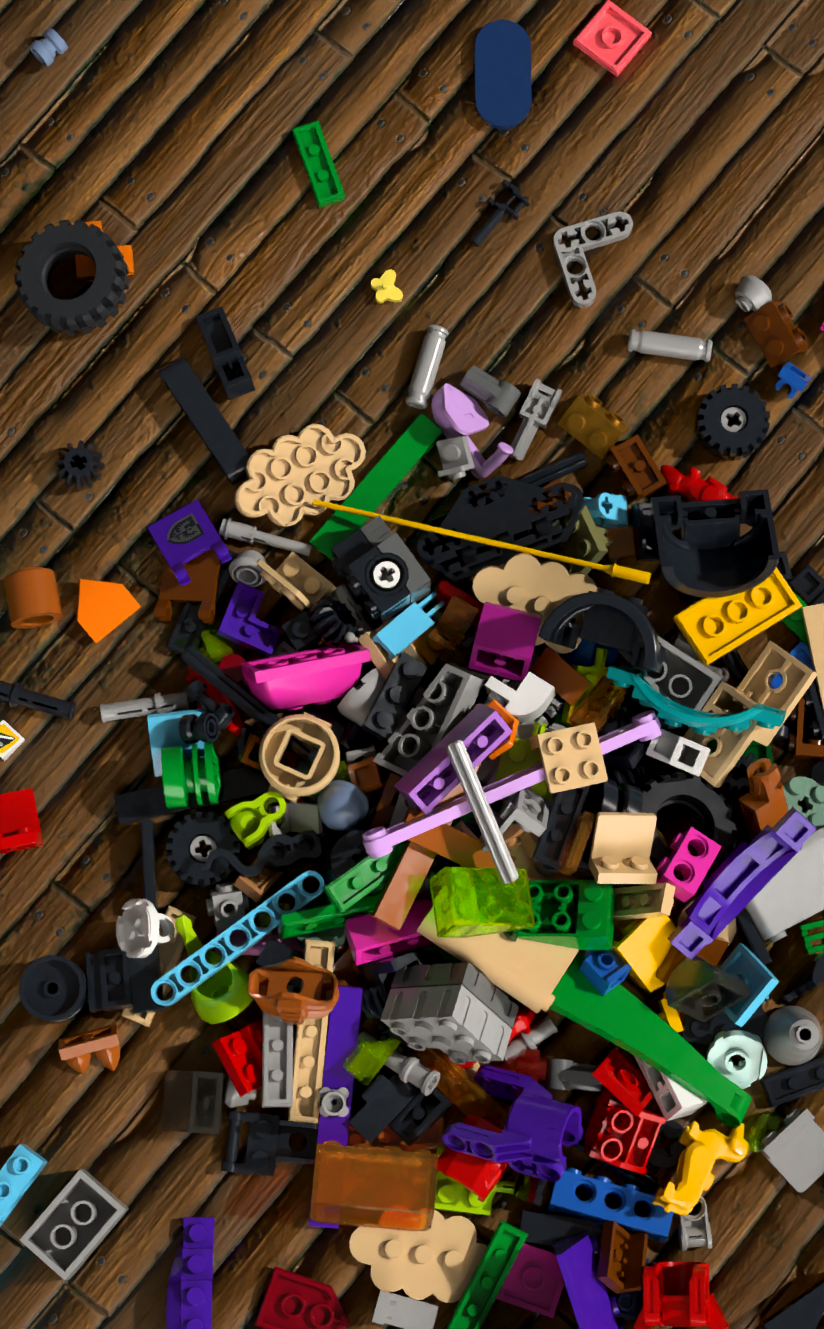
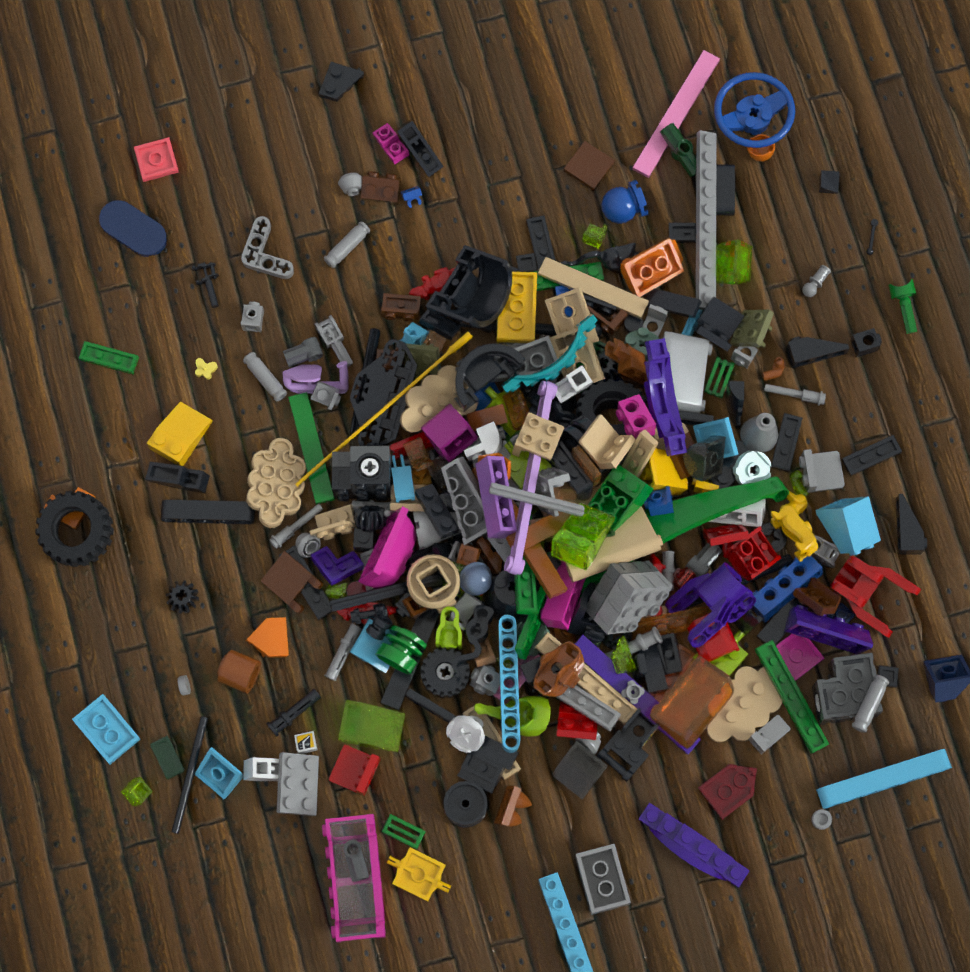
camera: 55 degrees left, 5 degrees down
(74, 805) = (371, 726): none -> clear neon green slope
(185, 537) = (264, 566): dark purple flag -> none
(281, 316) = (179, 434): none -> yellow slope
(487, 306) = (255, 322): none -> light grey brick
(593, 424) = (361, 312): pearl gold bracket -> none
(732, 440) = (406, 251): black bush -> none
(751, 1235) = (850, 524): none -> medium azure slope

